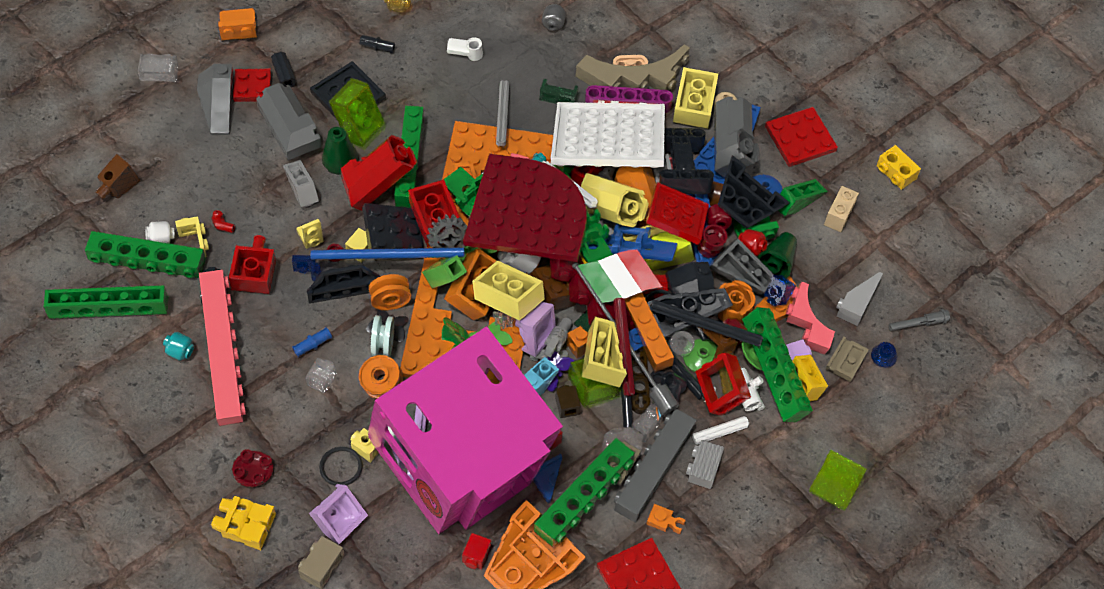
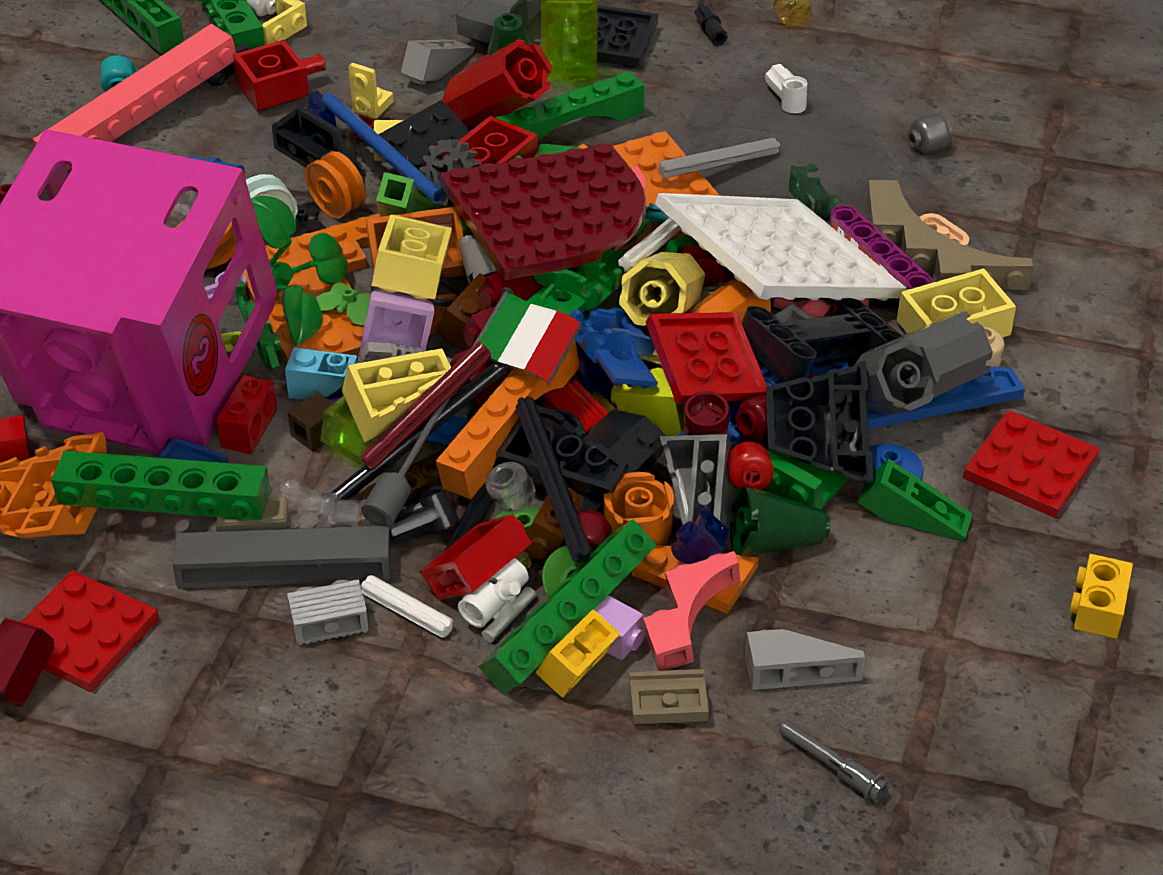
camera: 60 degrees right, 15 degrees down
(220, 223) = (323, 31): red arm -> none
(662, 518) = (201, 612): orange plate -> none
(837, 480) = (422, 785): clear neon green bracket -> none
(841, 208) = (942, 560): tan brick -> none
(884, 354) = (723, 742): clear blue cone -> none

